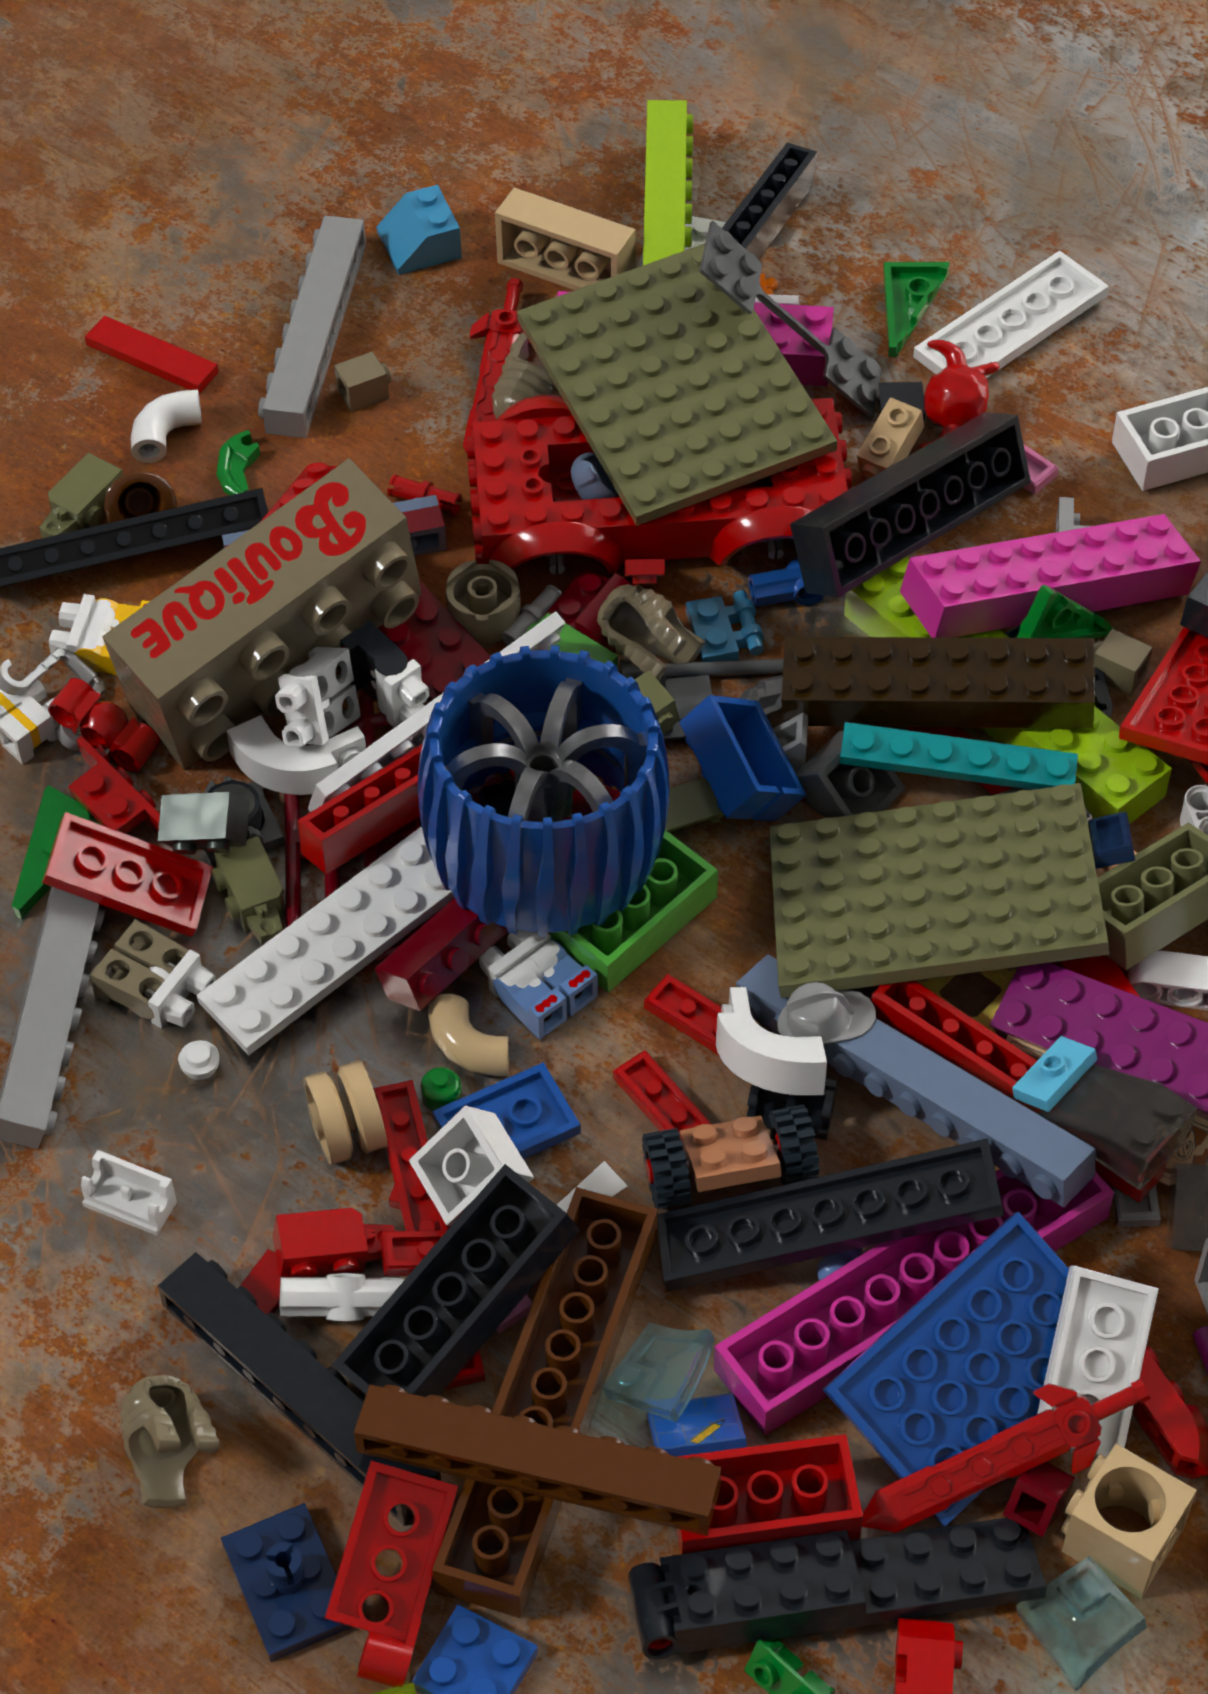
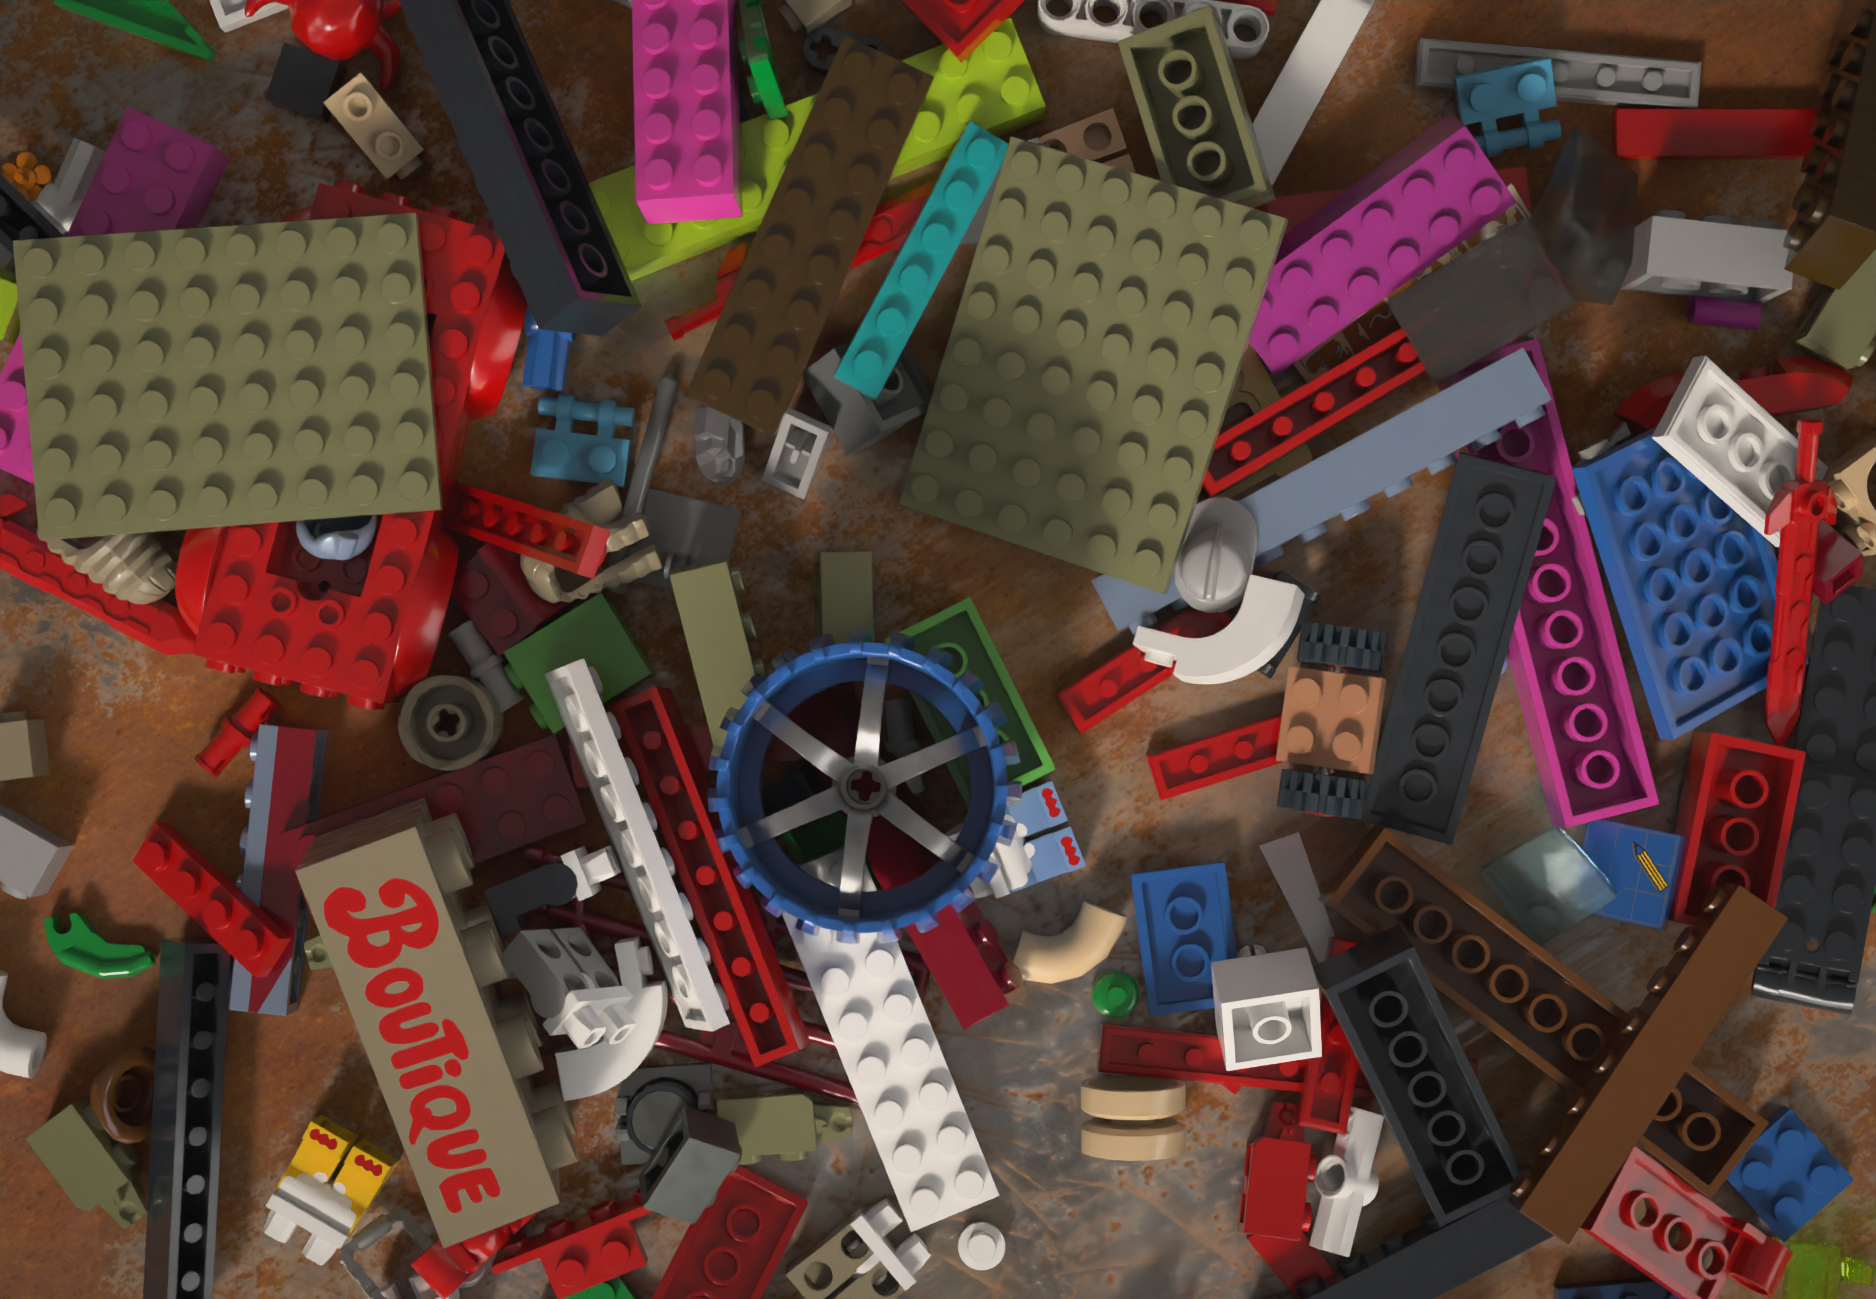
camera: 65 degrees left, 35 degrees up
(738, 276) = (110, 242): dark grey hinge -> none
(742, 758) = (820, 507): blue piece -> none
(1054, 1073) = (1397, 343): medium azure plate -> none
(1111, 840) = (1103, 138): dark blue tile -> none

